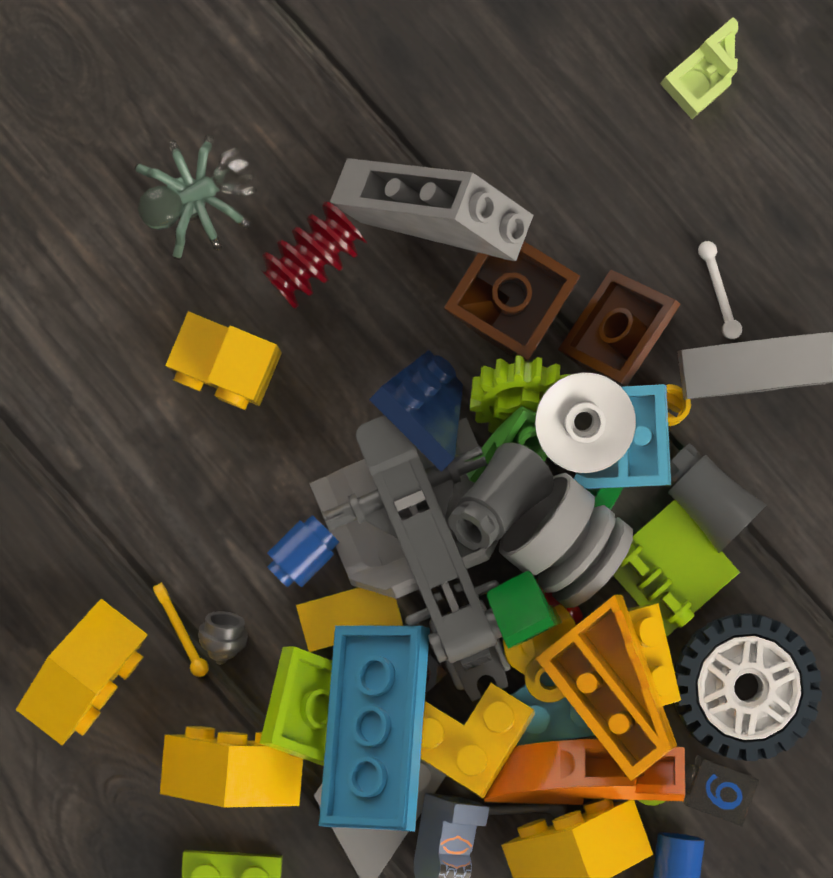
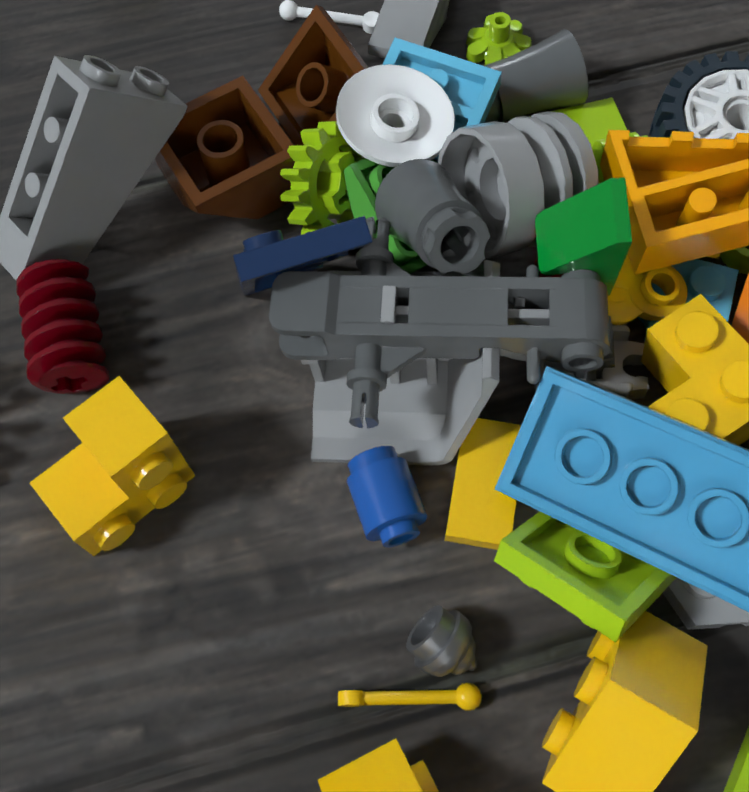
camera: 60 degrees left, 20 degrees down
(748, 457) = (496, 39): none -> lime plant

